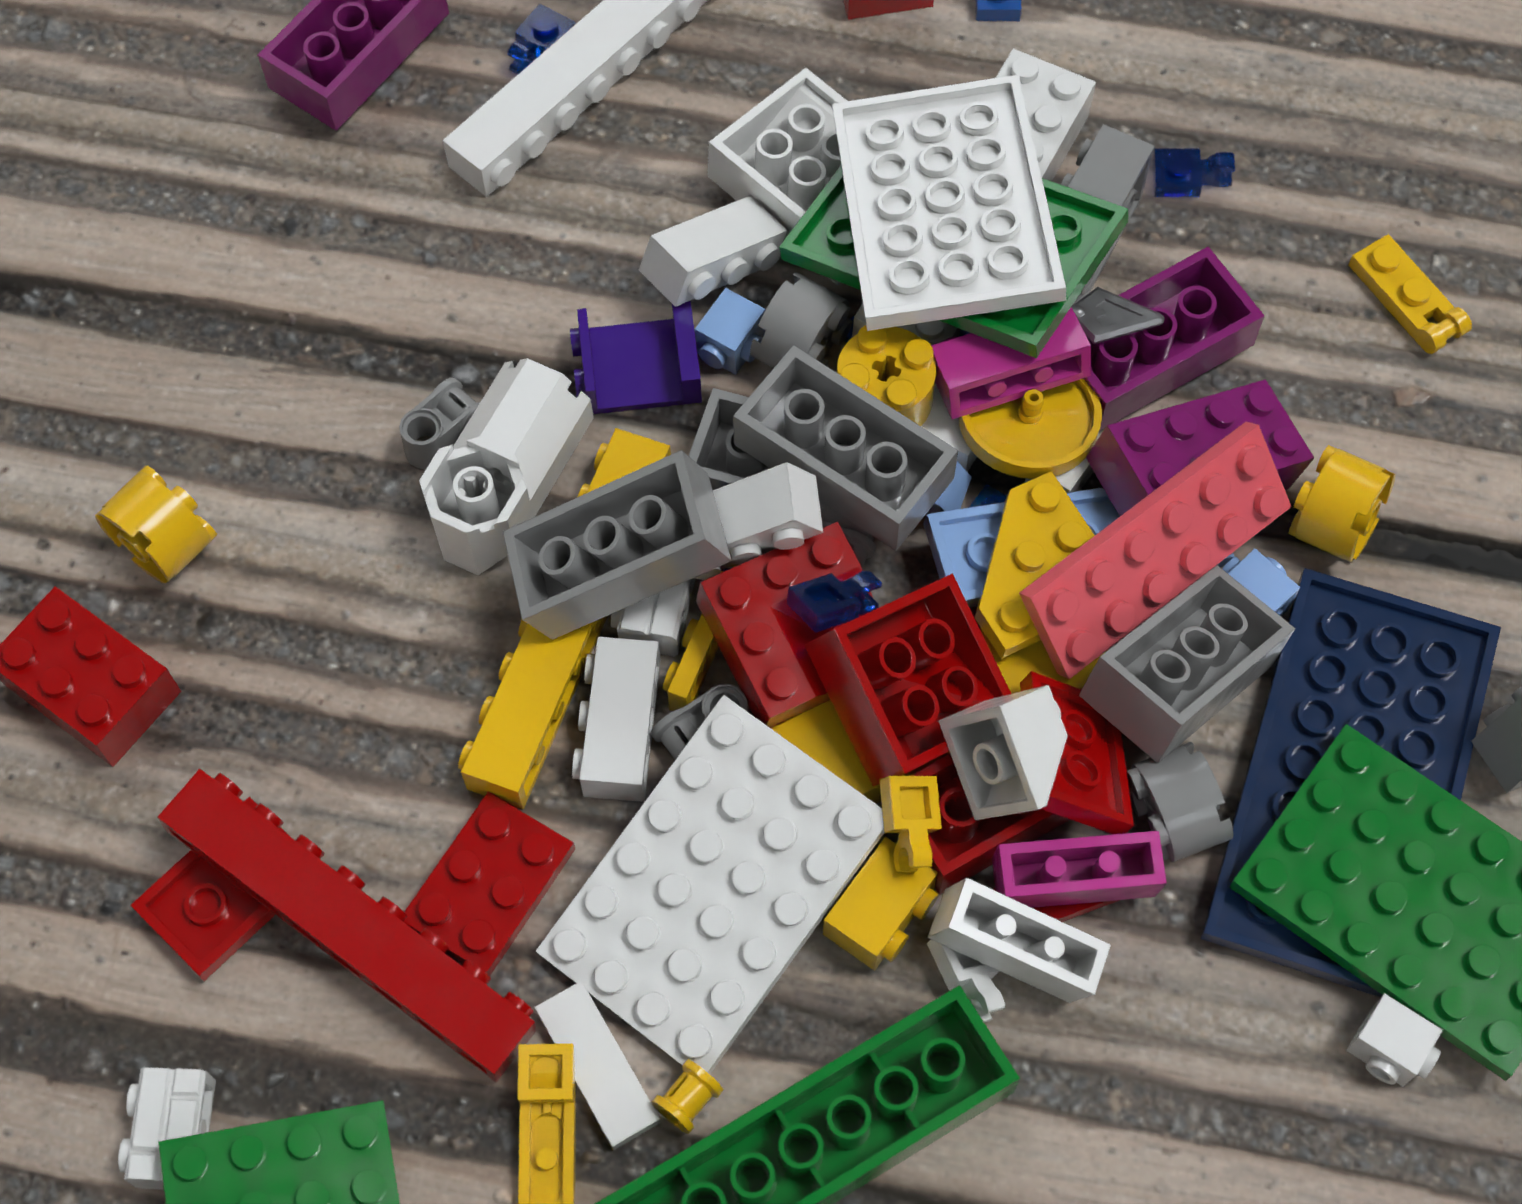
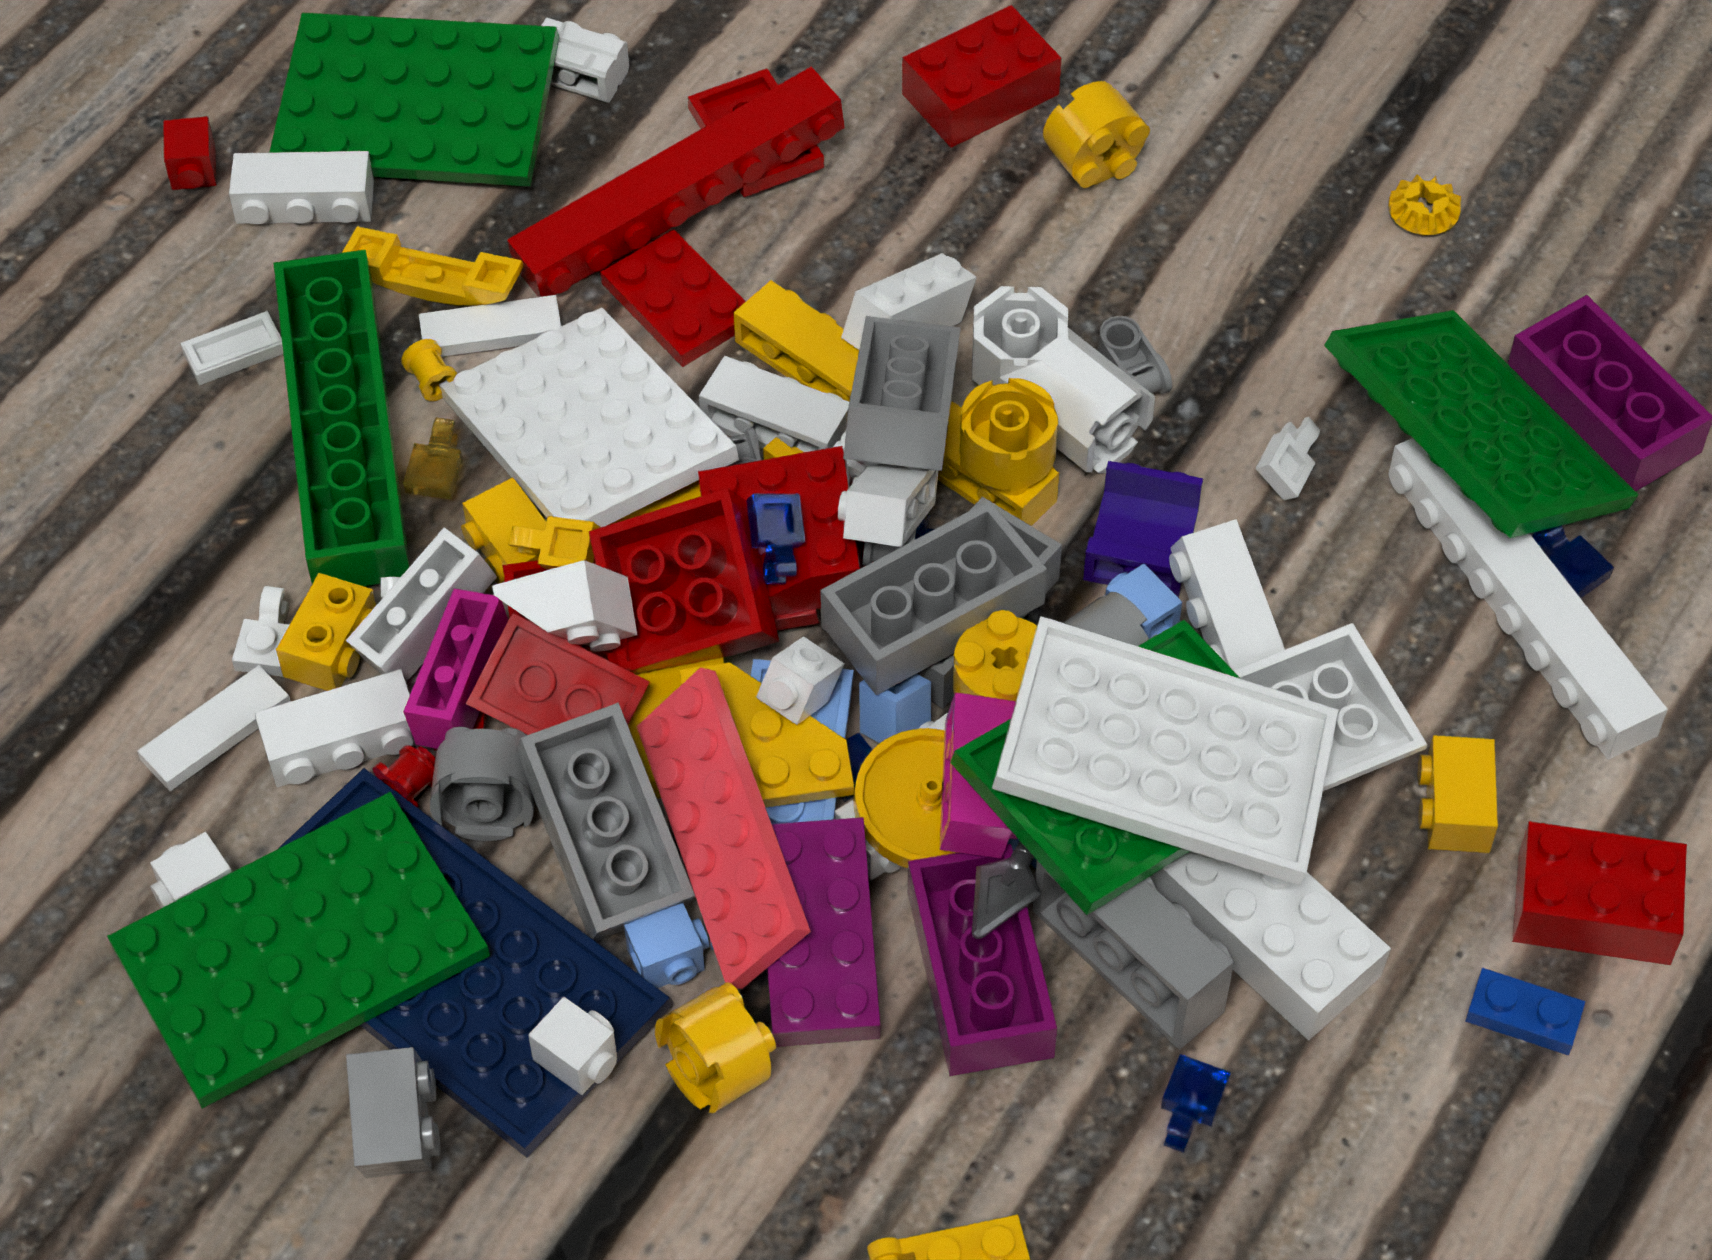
camera: 110 degrees right, 10 degrees down
(132, 252) = (1415, 216): none -> yellow gear
(431, 112) = (1481, 422): none -> green plate
(456, 621) = (924, 293): none -> white brick
(517, 265) = (1286, 459): none -> white plate
(606, 445) = (1008, 434): none -> yellow brick
(815, 1034) = (435, 466): none -> clear yellow plate
(830, 47) = (1460, 794): none -> yellow brick
(982, 531) = (800, 680): none -> white brick
(1066, 1042) = (315, 641): none -> yellow brick
(1094, 1111) = (261, 637): none -> white plate
(1172, 981) = (336, 728): none -> white brick
(1190, 889) = (409, 773): none -> red brick
(1215, 1116) = (211, 728): none -> white tile
(1405, 608) = (574, 1045): none -> white brick

